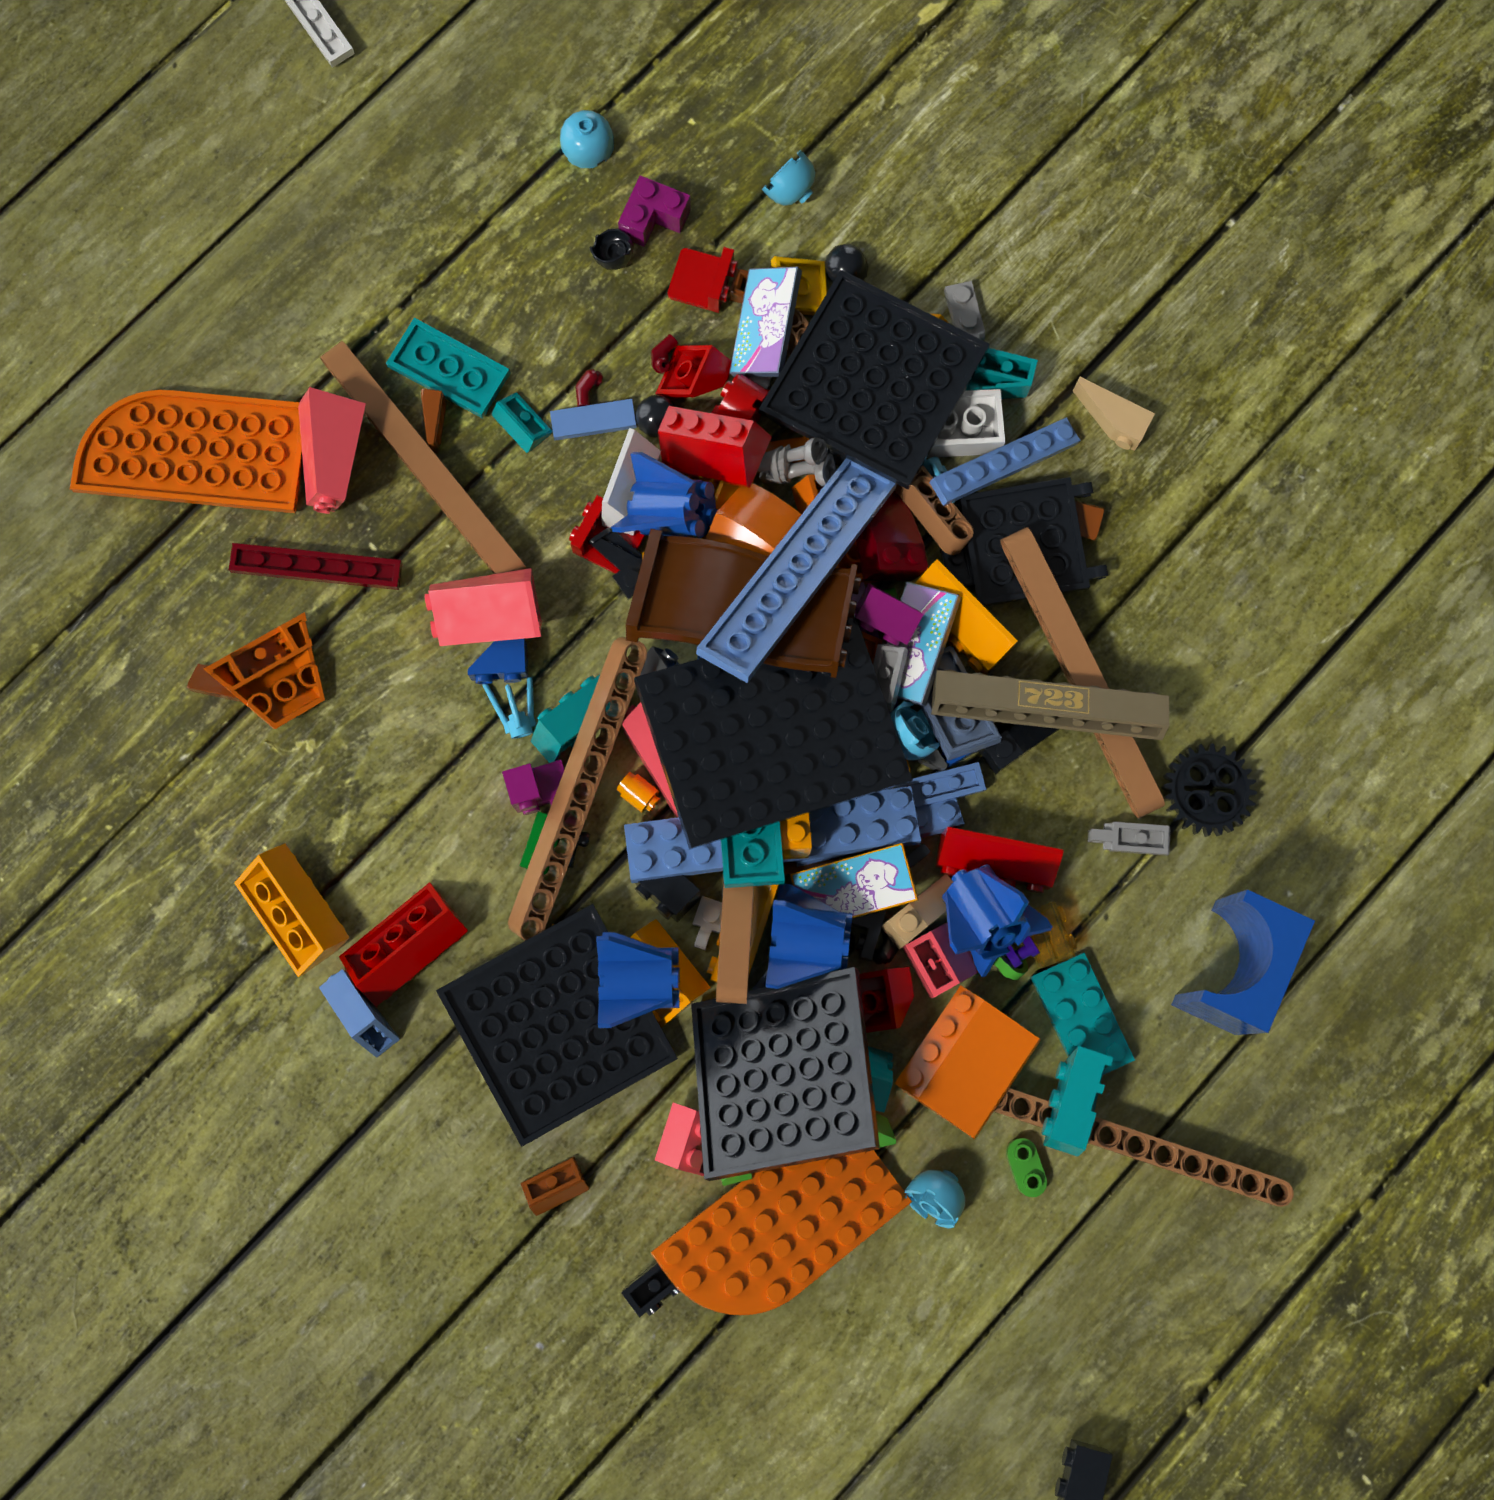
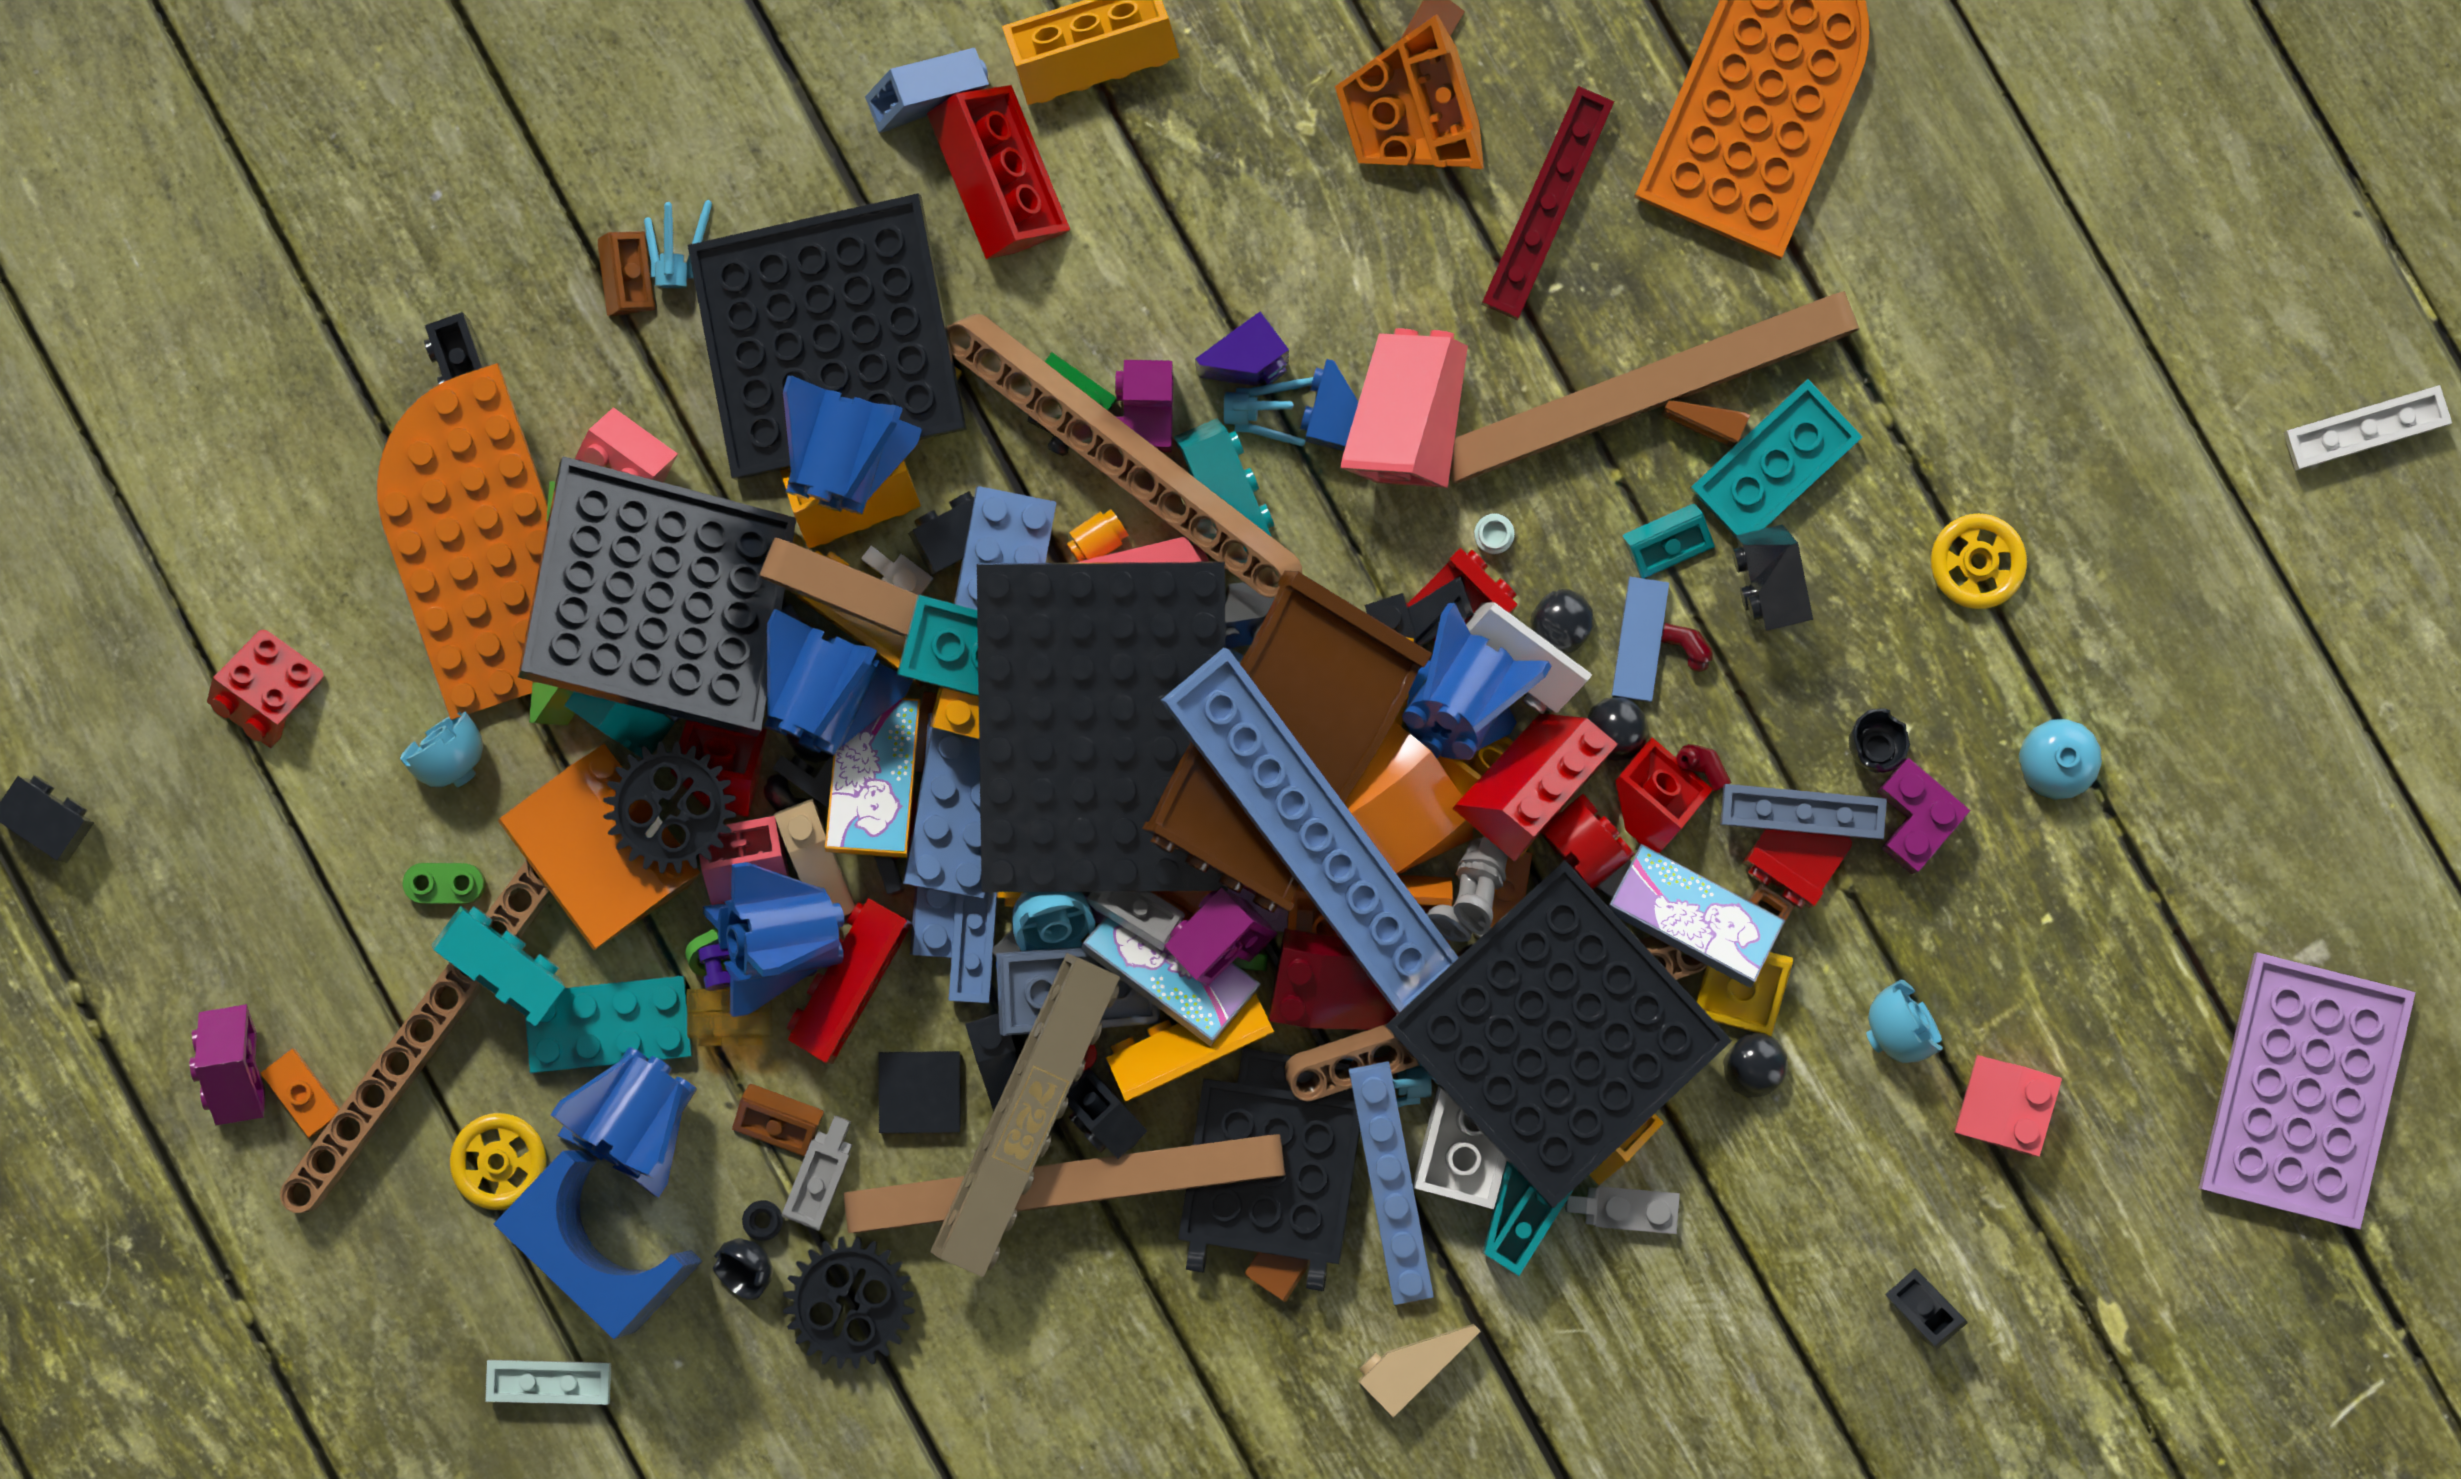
camera: 115 degrees right, 5 degrees up
(329, 443) = (1699, 264): coral slope -> none
(480, 245) = (1968, 593): none -> yellow plate
(481, 727) = (1246, 355): none -> dark purple slope
(526, 339) = (1773, 577): none -> black slope
(542, 1154) = (671, 269): none -> medium azure plant
(552, 533) = (1494, 534): none -> light aqua plate
(595, 471) = (1563, 619): none -> black hair
(674, 280) = (1803, 811): none -> sand blue plate
(819, 104) = (2008, 1105): none -> coral slope
(933, 991) = (699, 829): none -> black gear
(933, 1347) = (263, 686): none -> bracket
(966, 113) = (1926, 1309): none -> black slope
(1030, 654) = (1103, 1115): none -> black brick
(1052, 790) = (919, 1092): none -> black tile
(1104, 880) = (777, 1119): none -> dark orange slope
(1145, 975) = (629, 1118): none -> blue brick
(1184, 867) = (749, 1220): none -> black plate
(1205, 1218) = (301, 1092): none -> orange plate
(1208, 1277) = (227, 1065): none -> magenta brick
(1213, 867) = (743, 1268): none -> black hair
(1221, 1048) = (471, 1140): none -> yellow plate
(1336, 975) = (548, 1382): none -> light aqua plate

